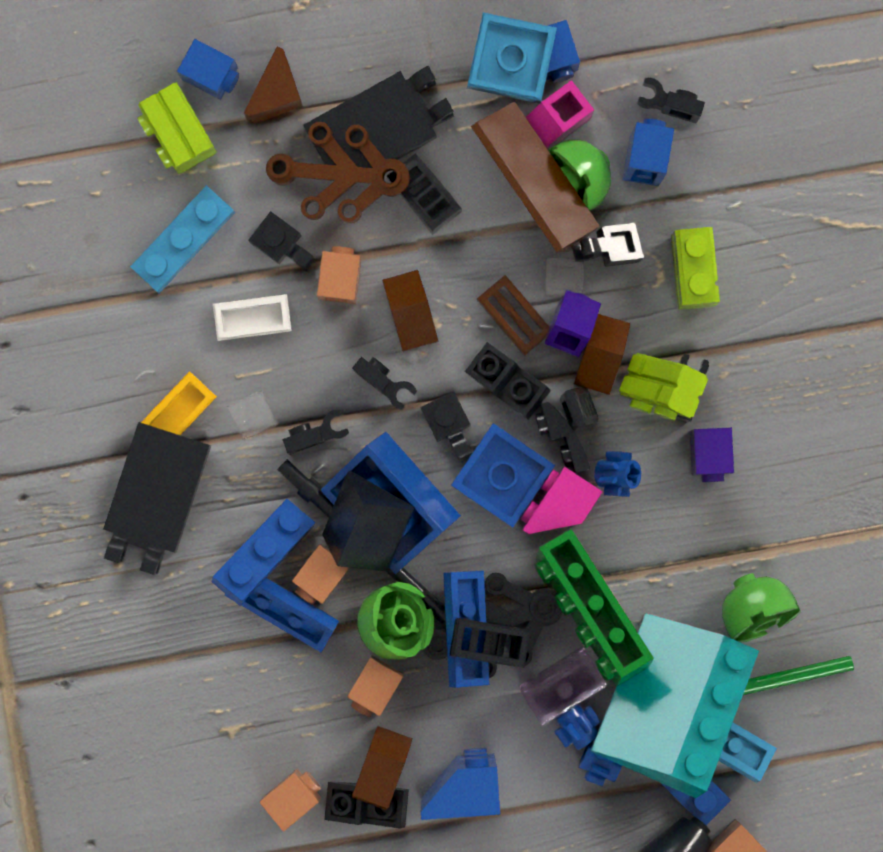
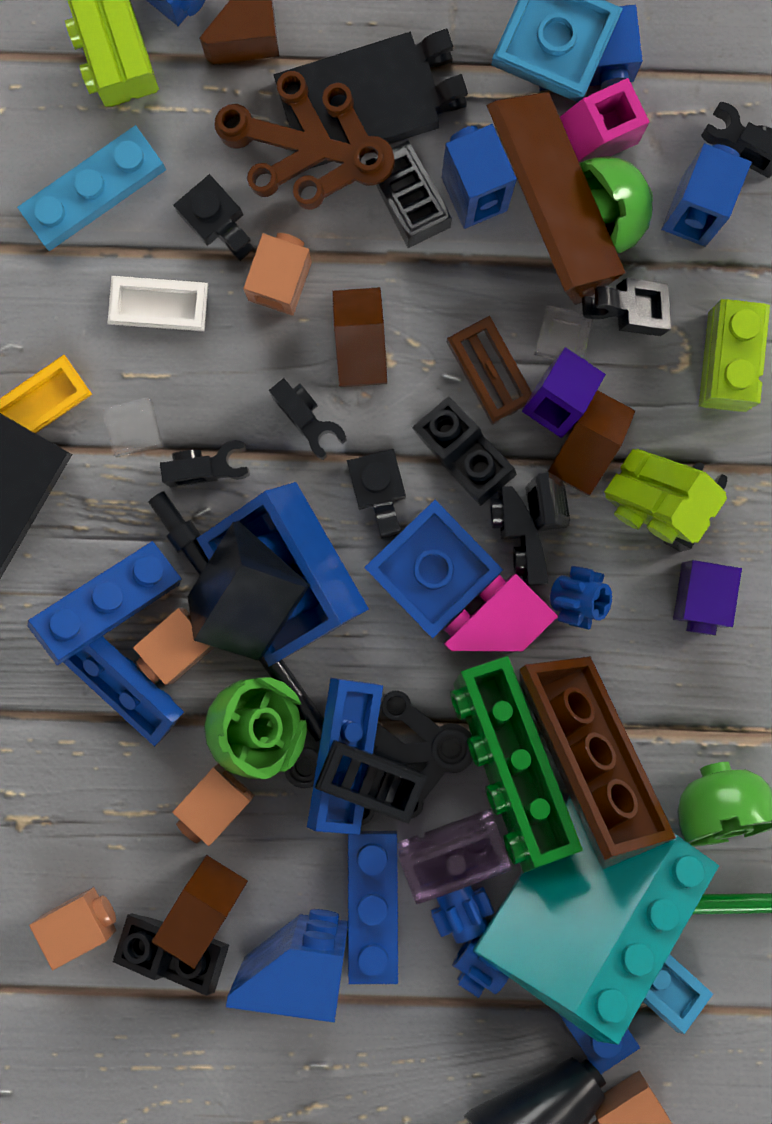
camera: 10 degrees right, 0 degrees up
(474, 173) = (477, 174): none -> blue brick
(510, 738) = (372, 908): none -> blue plate
(652, 591) = (595, 759): none -> reddish brown slope

